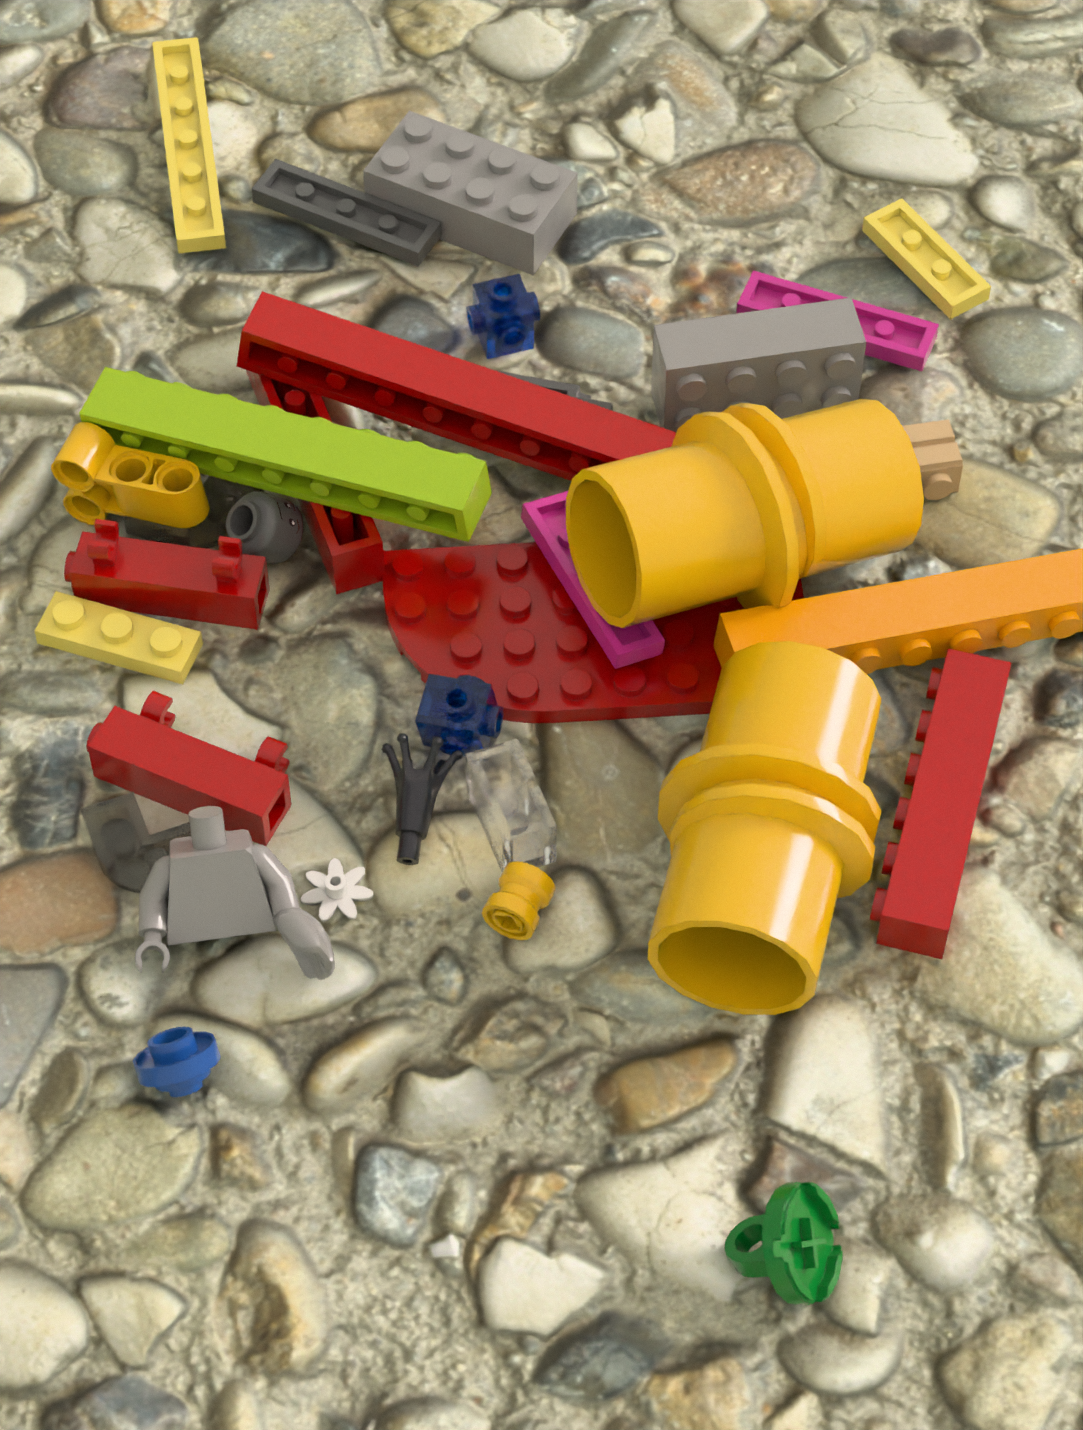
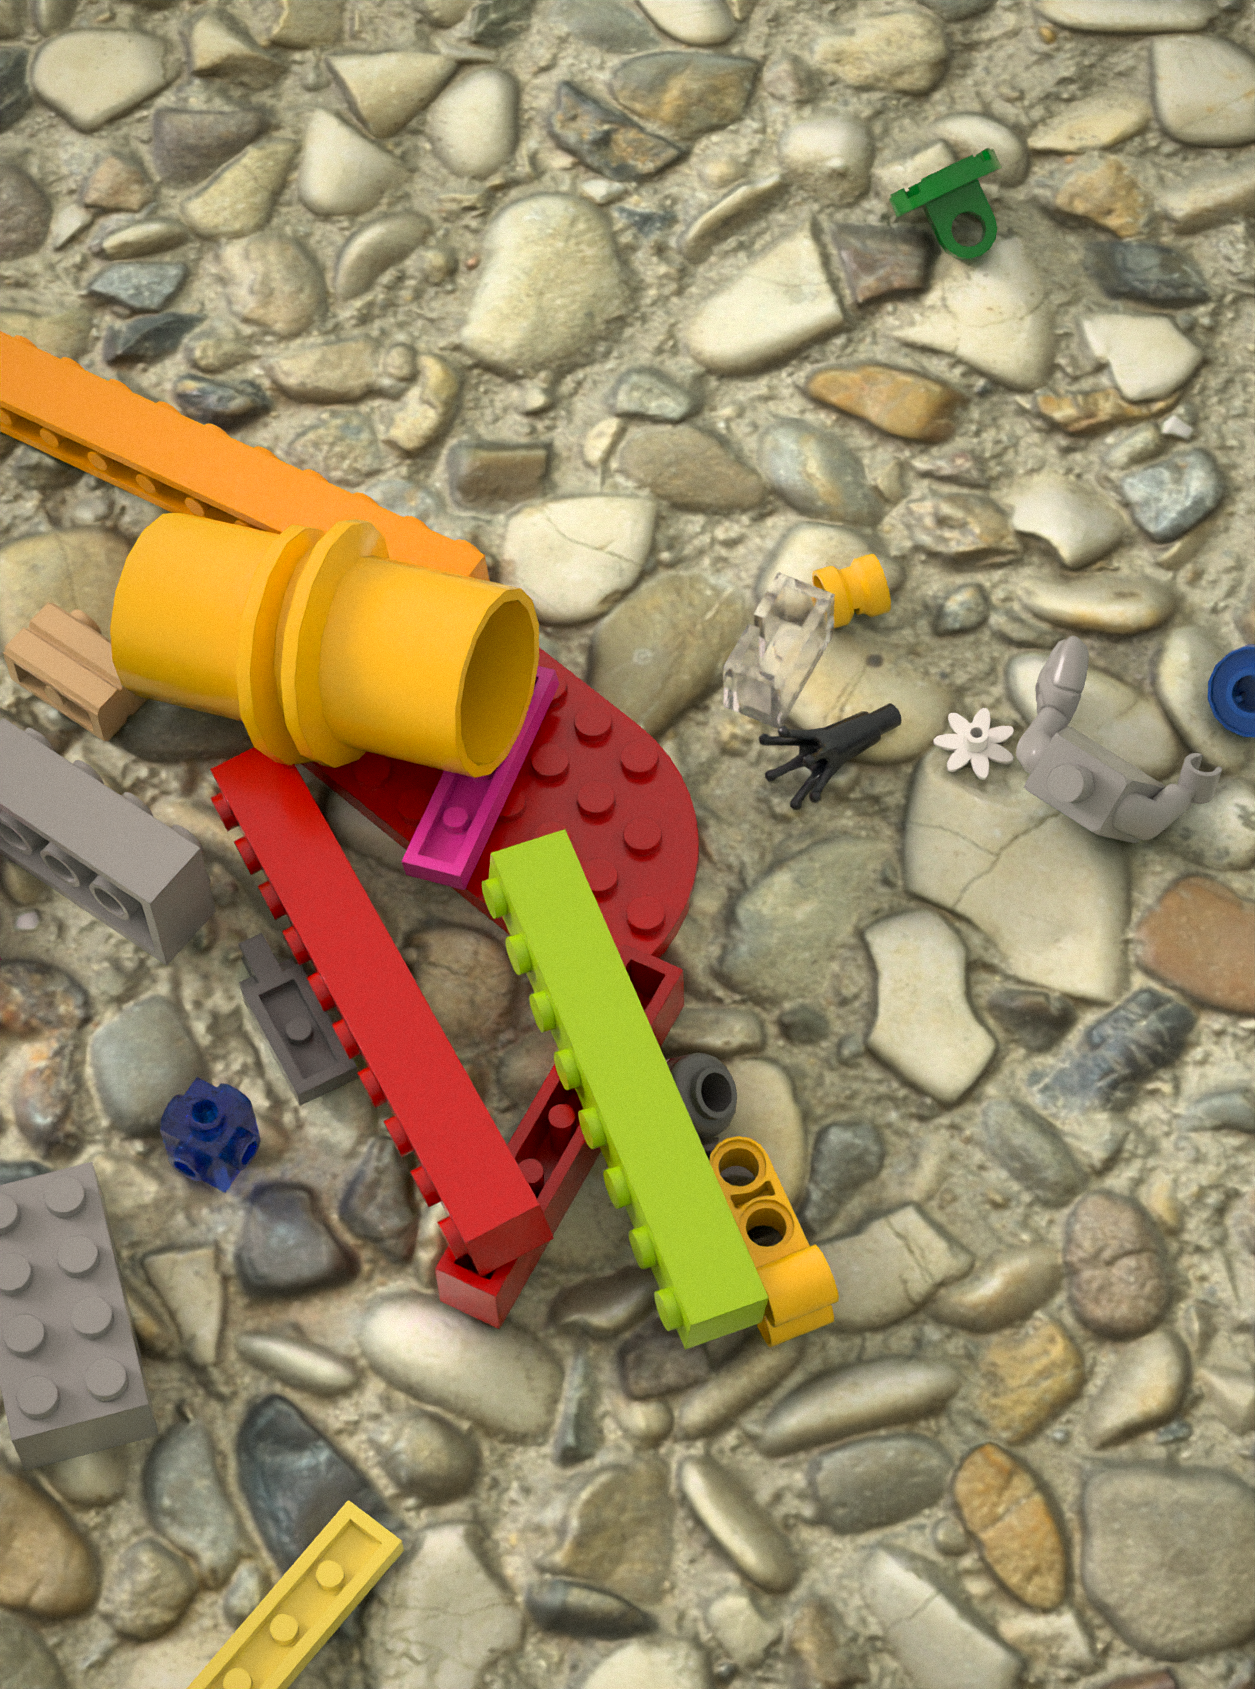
camera: 130 degrees left, 5 degrees up
(119, 637) = (919, 1139): light yellow plate -> none
(123, 841) = (1112, 891): clear smoke plate -> none
(169, 577) = (825, 1138): red brick -> none
(188, 773) = (1000, 928): red brick -> none
(347, 212) = (193, 1427): dark grey plate -> none
(459, 712) = (726, 768): clear blue brick -> none
(767, 829) = (624, 426): yellow piece -> none
(943, 804) = (441, 384): red brick -> none

